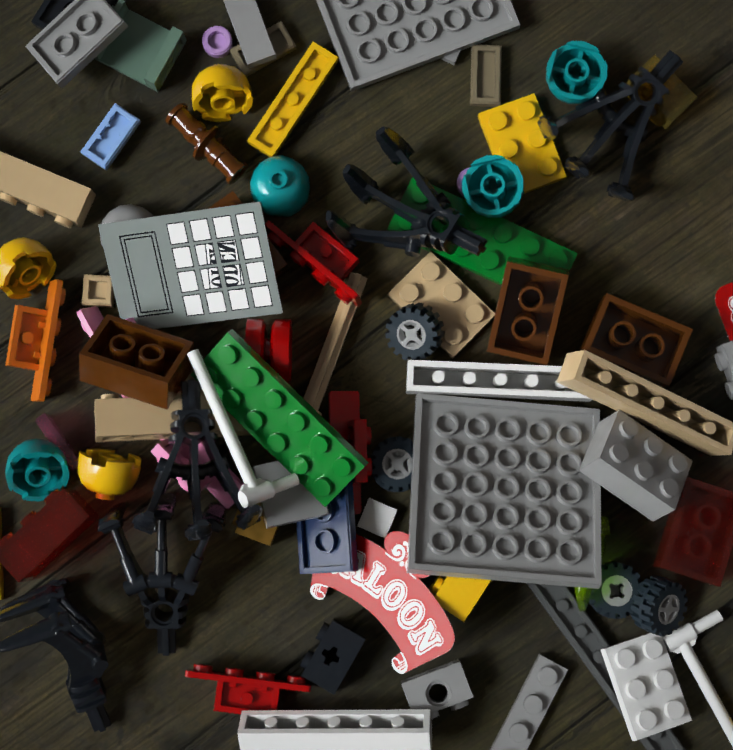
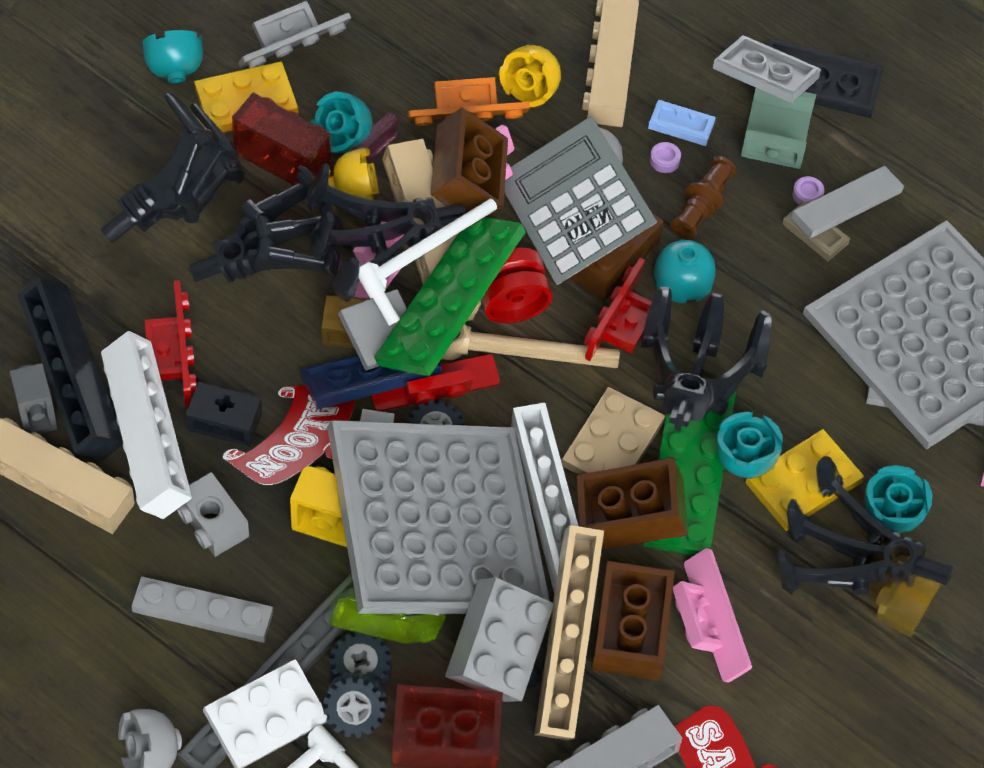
camera: 70 degrees right, 25 degrees down
(97, 291) = (527, 143): tan tile -> none
(144, 164) = (665, 157): none -> lavender tile
(221, 92) = (757, 197): yellow cylinder -> none
(293, 100) = (774, 263): yellow plate -> none
(406, 338) = (577, 413): black wheel -> none
(485, 75) = (866, 431): dark tan tile -> none
(639, 273) = (710, 617): none -> bright pink bracket

